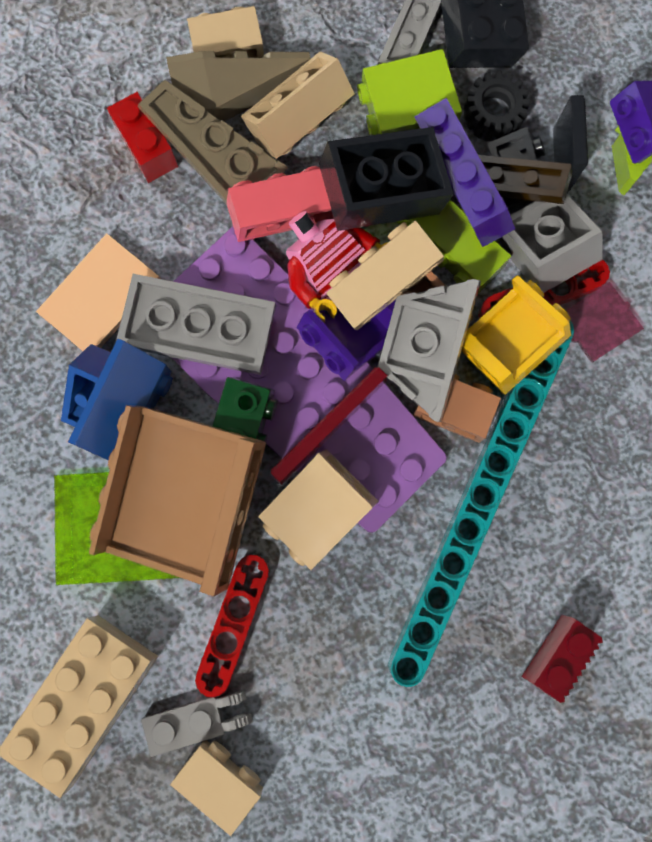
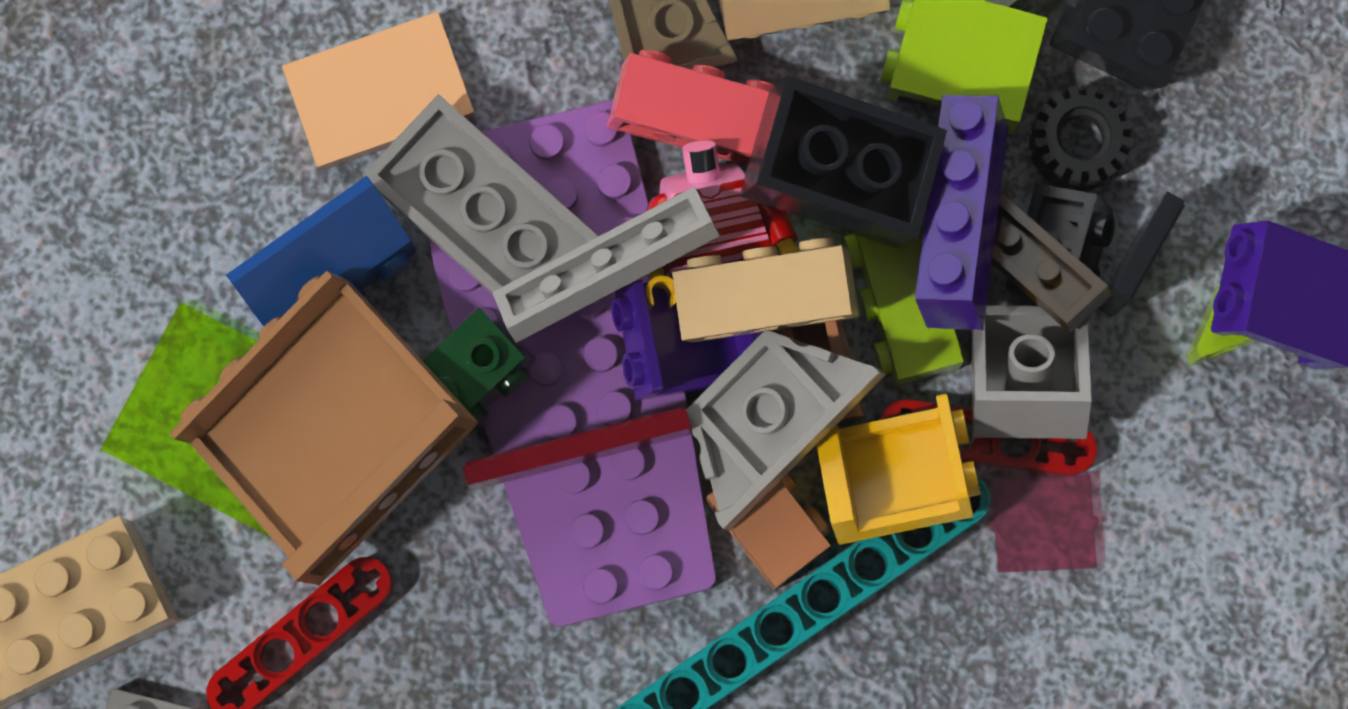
camera: 30 degrees right, 0 degrees up
(81, 380) = (289, 202): blue slope -> none
(285, 310) = (605, 264): none -> light grey plate
(317, 509) = (498, 550): tan panel -> none

